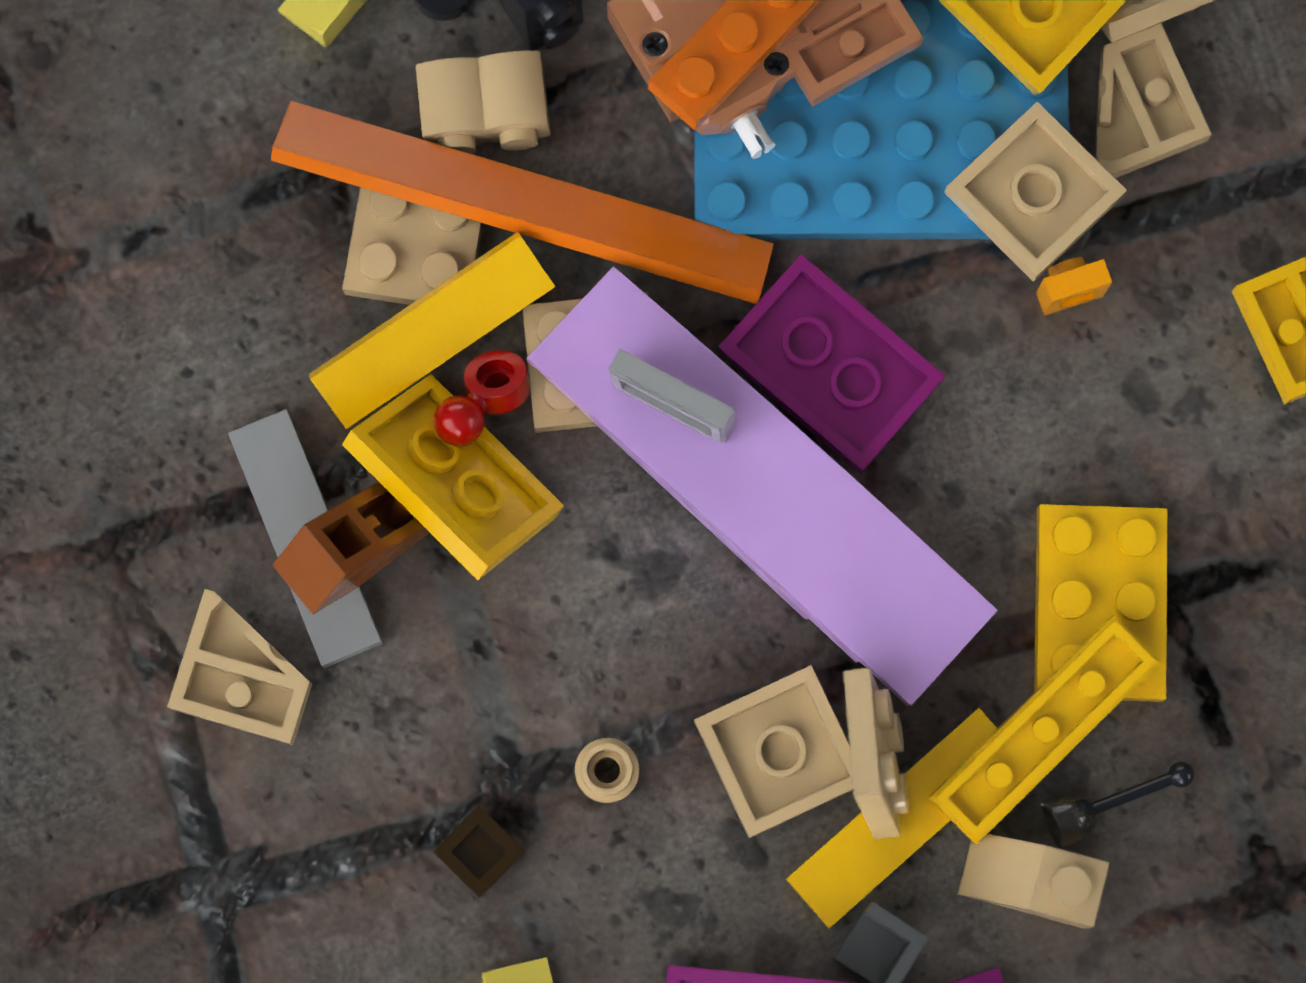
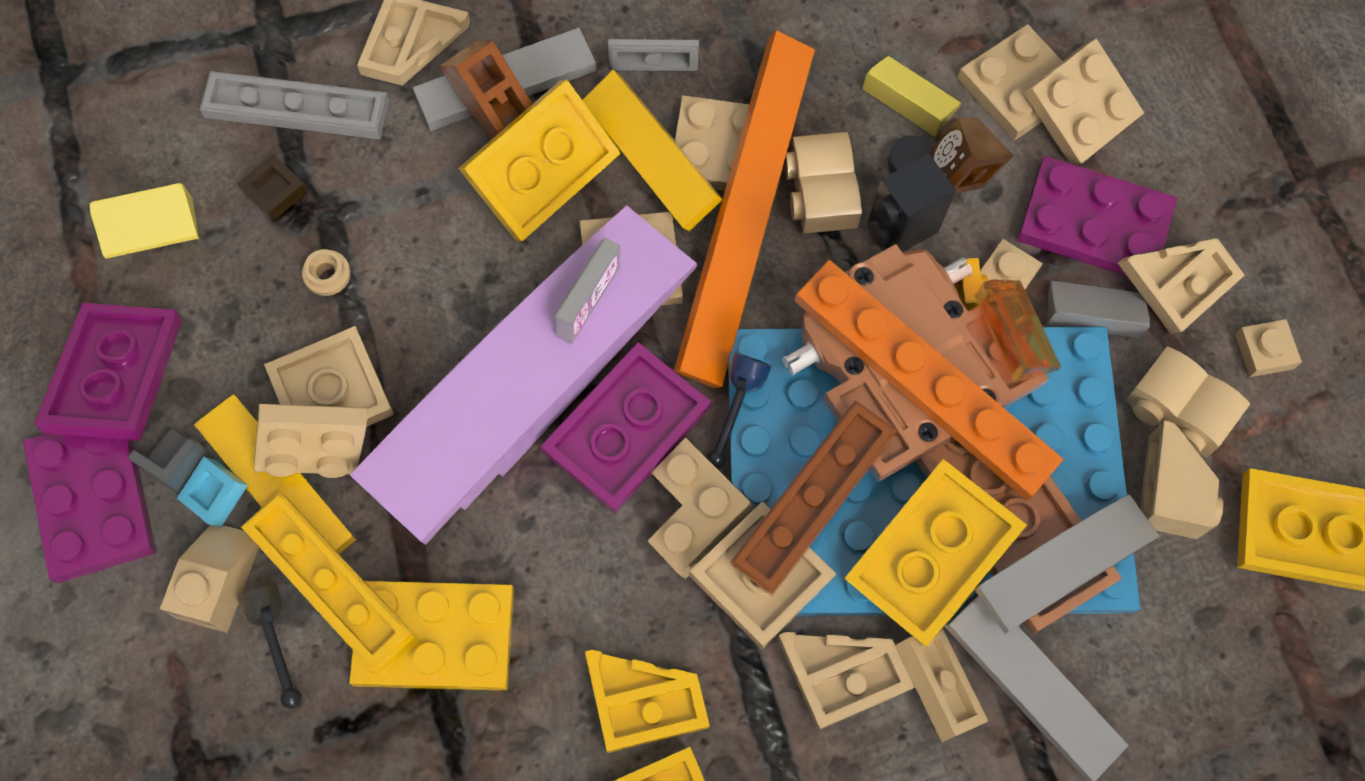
camera: 85 degrees right, 10 degrees down
(266, 329) = (653, 55): none -> light grey slope
(340, 837) = (294, 105): none -> light grey tile
(494, 385) = (608, 189): red plate -> none
(773, 203) = (747, 376): none -> hinge
(923, 892) = (212, 491): none -> medium azure plate
(938, 258) = (707, 512): none -> tan plate
(951, 119) = (813, 498): none -> dark orange tile
(1073, 284) = (691, 611): light orange plate -> none
(1180, 343) = (643, 701): none -> yellow wing

